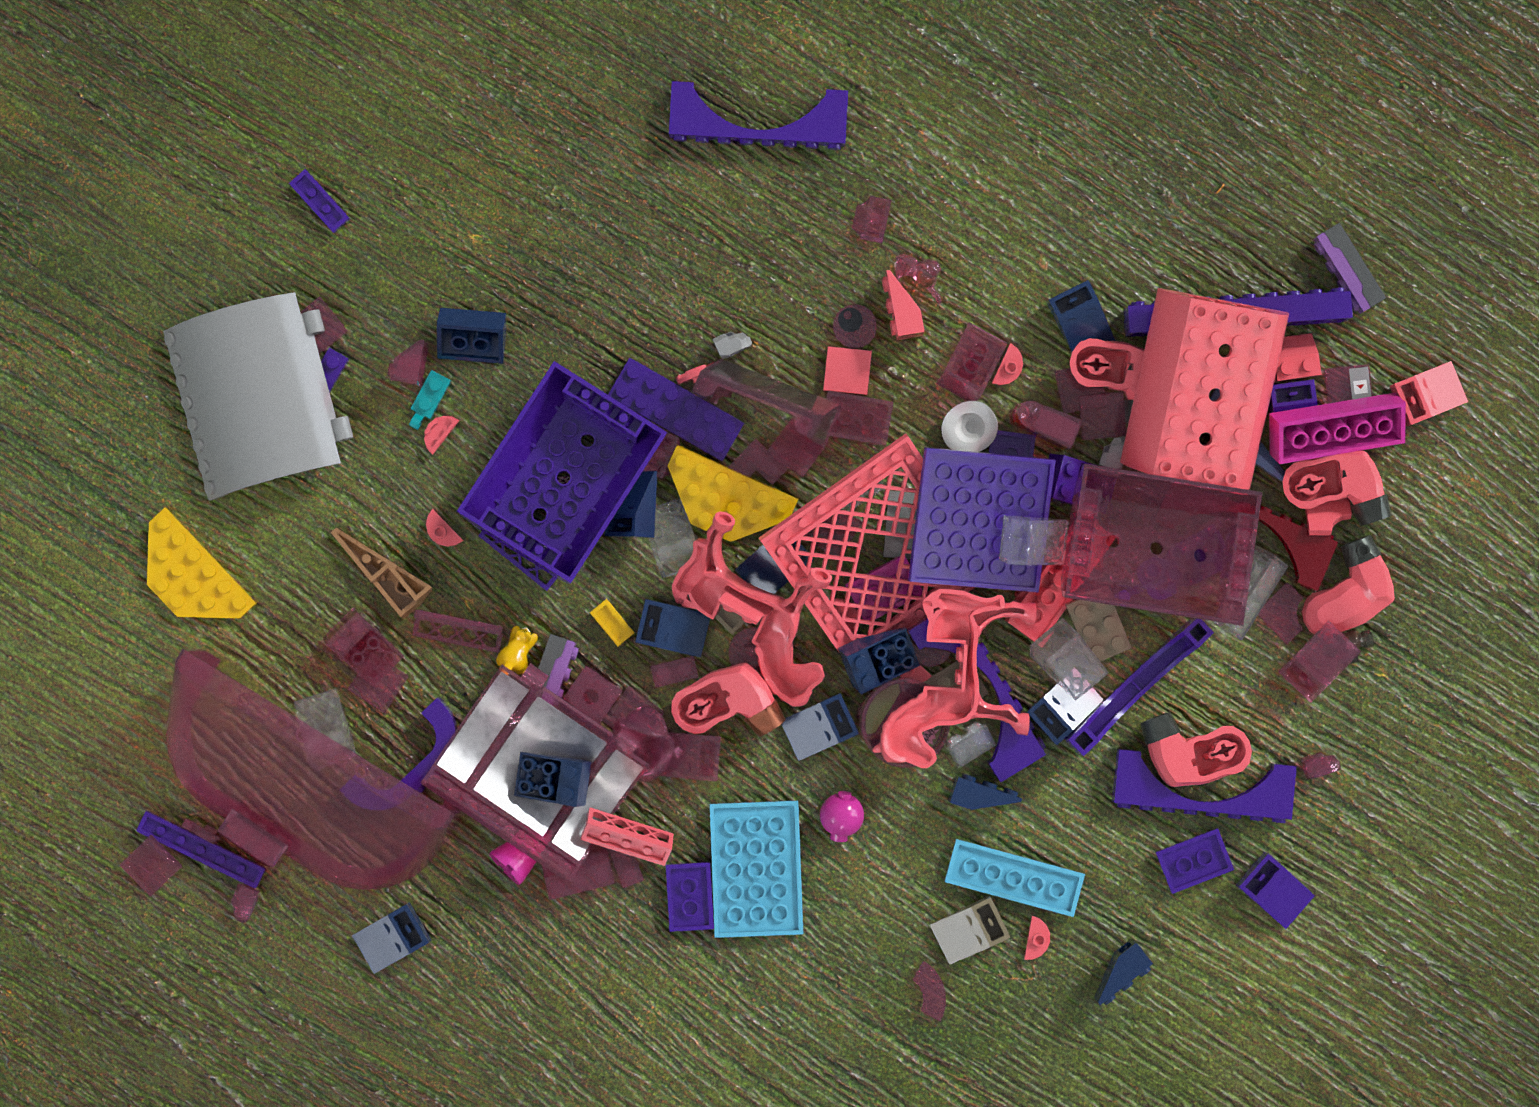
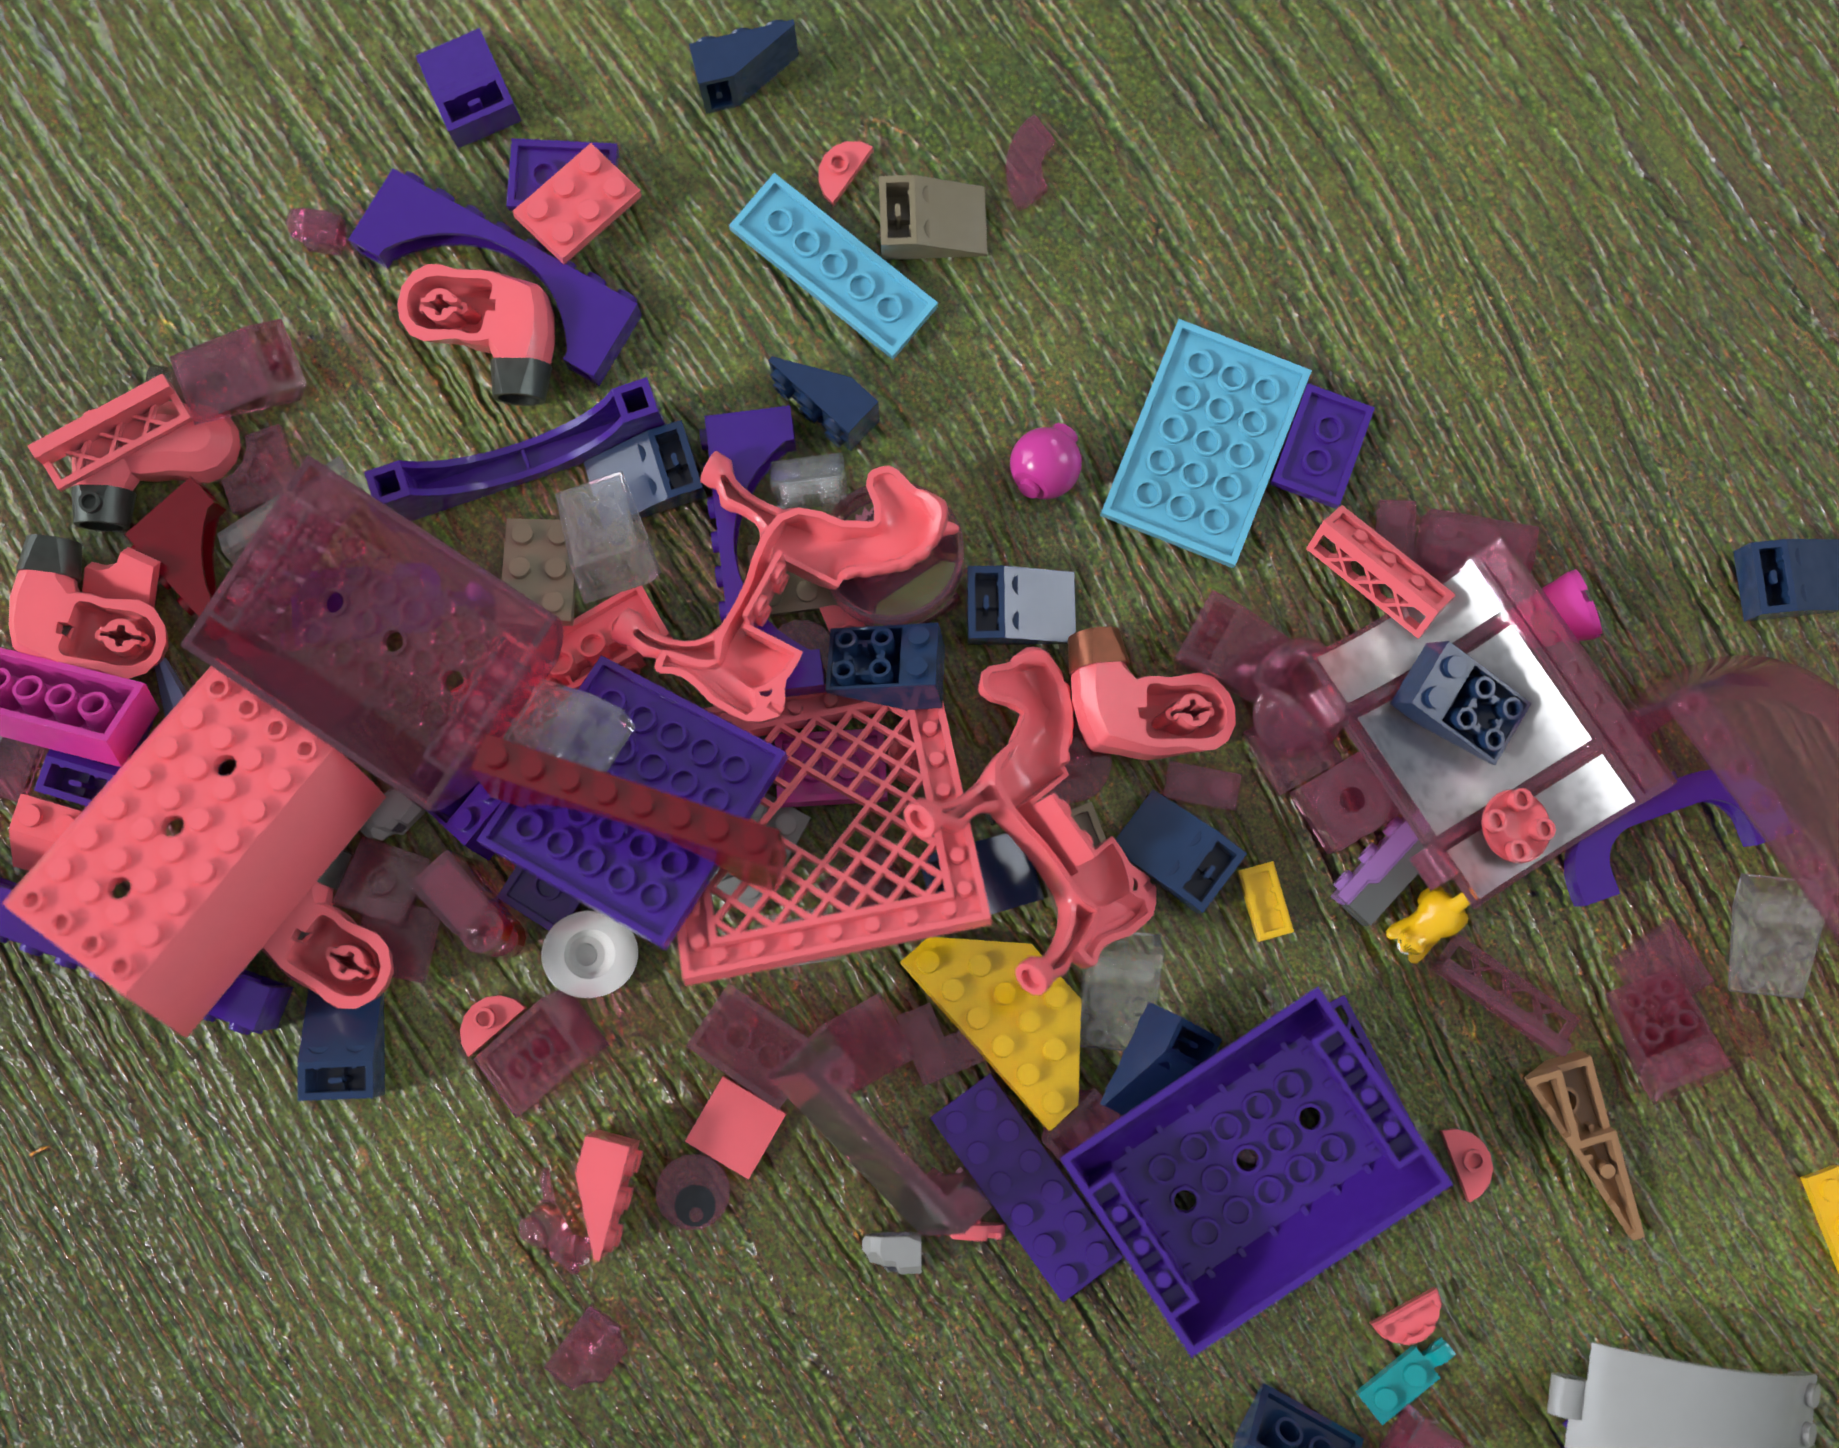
camera: 165 degrees left, 5 degrees down
(494, 722) = (1517, 826): none -> coral dish
(1035, 506) = (537, 778): none -> dark red arch
(1176, 846) = (577, 203): none -> coral plate
(1374, 598) = (104, 420): none -> coral fence

